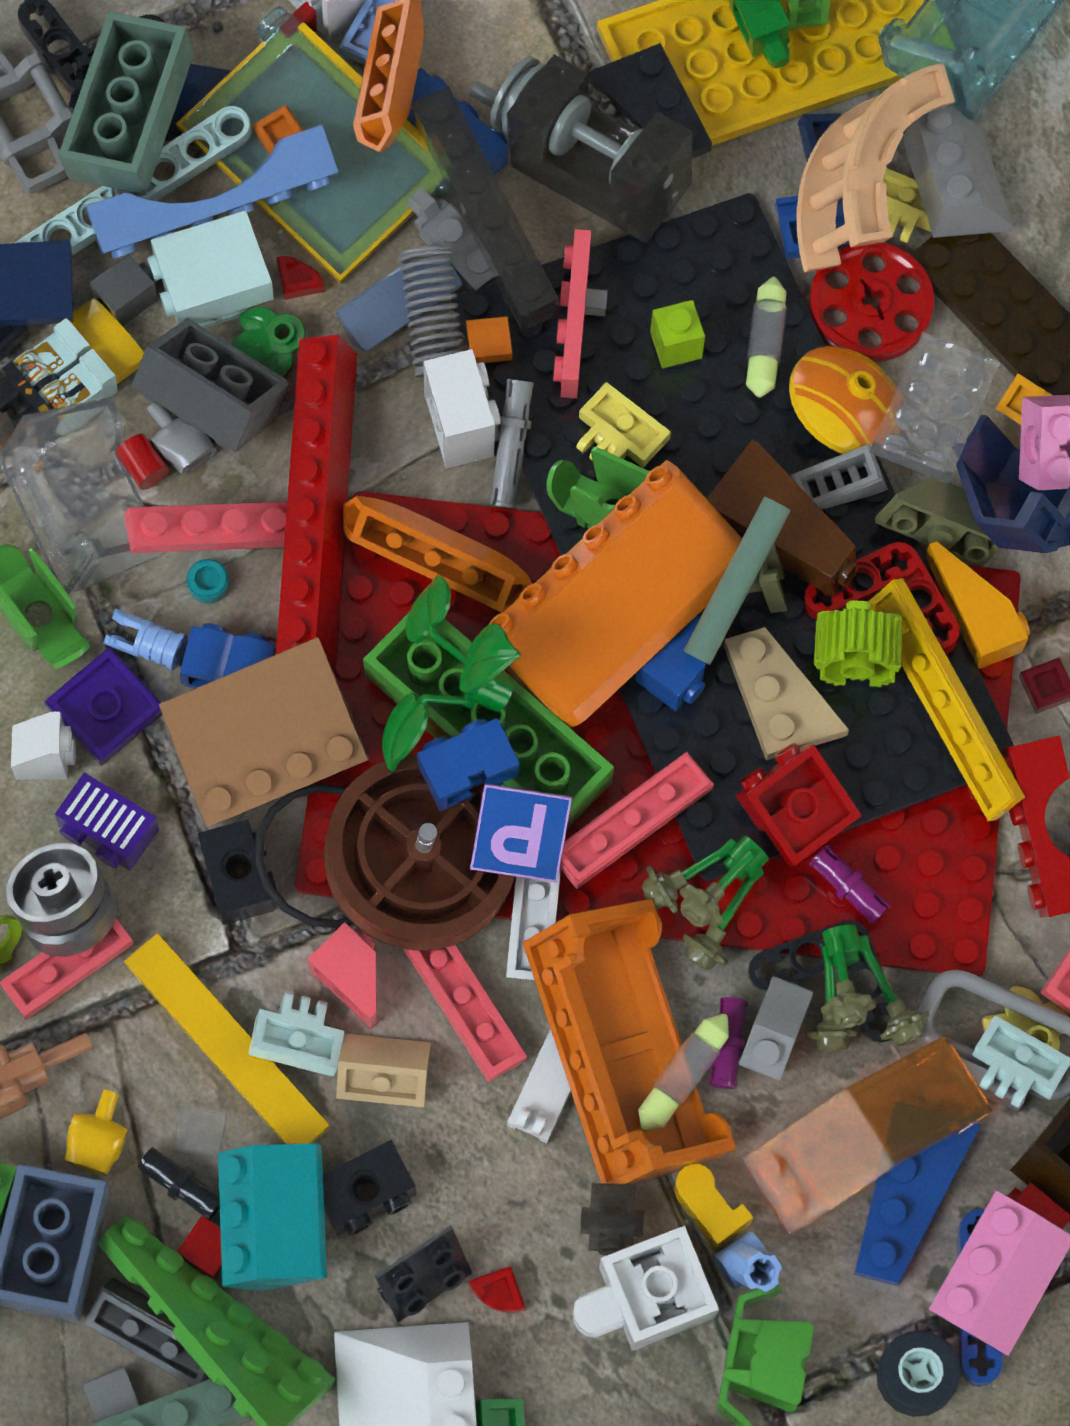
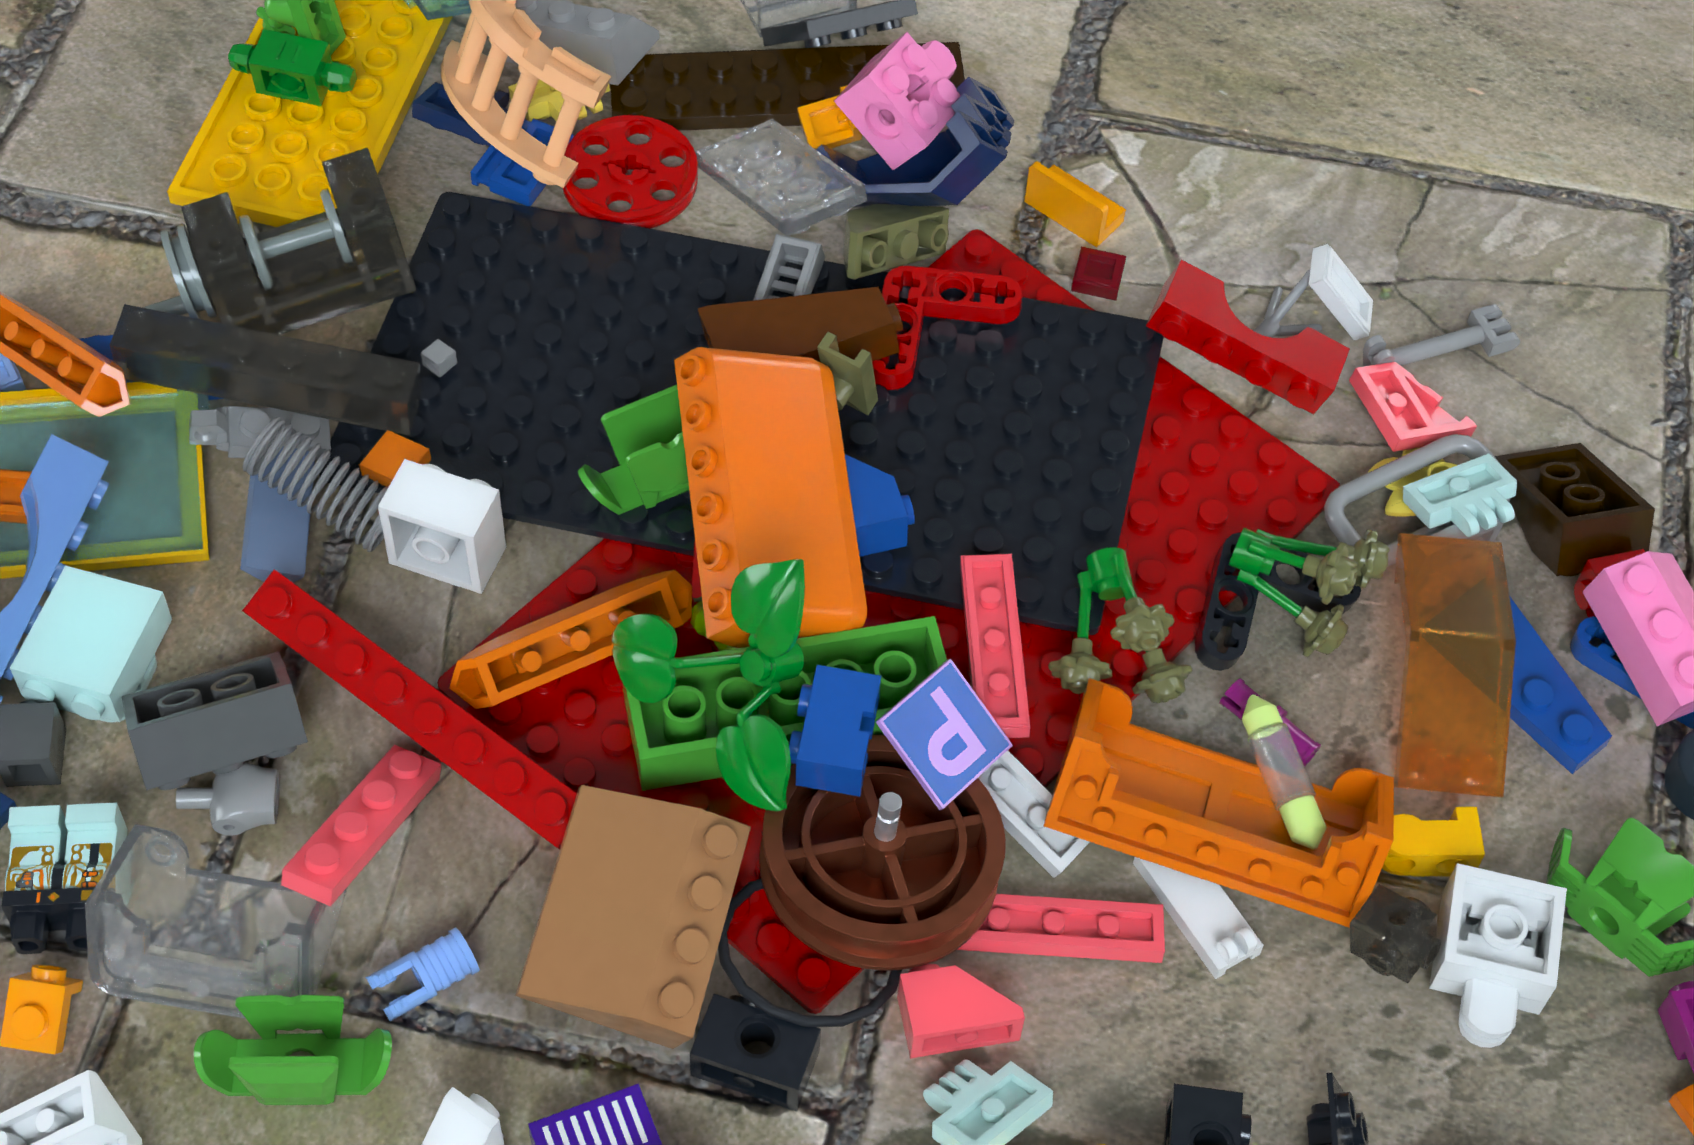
camera: 55 degrees left, 15 degrees down
(105, 706) = (463, 1051): dark purple tile -> none
(108, 339) = (68, 787): yellow slope -> none
(142, 461) = (227, 848): red piece -> none
(207, 581) = (410, 876): teal tile -> none
(215, 653) = (505, 913): blue brick -> none
(262, 341) = (195, 653): green plate -> none
(298, 278) = (176, 585): red tile -> none
(383, 1070) = (1082, 1050): tan panel -> none
(498, 1291) = (1395, 1098): red tile -> none
(511, 444) = (519, 509): light grey pin -> none
(571, 329) = (443, 377): coral plate -> none
(621, 427) = (578, 407): light yellow hinge -> none
(648, 85) = (276, 190): black wing -> none
(677, 334) = (535, 309): lime brick -> none
(737, 580) = (844, 382): sand green piece -> none
(748, 1264) = (1520, 841): light blue piece -> none
(766, 337) = (598, 253): piece -> none
(776, 1027) = (1292, 667): light grey slope -> none
(779, 696) = (960, 454): tan wing -> none
(797, 802) = (1085, 496): red plate -> none
(840, 396) = (710, 234): dish -> none
(849, 884) = (1186, 521): magenta pin -> none
(858, 644) = (971, 350): lime brick -> none
(950, 705) = (1071, 328): yellow tile -> none
(982, 612) = (1011, 252): light orange slope -> none

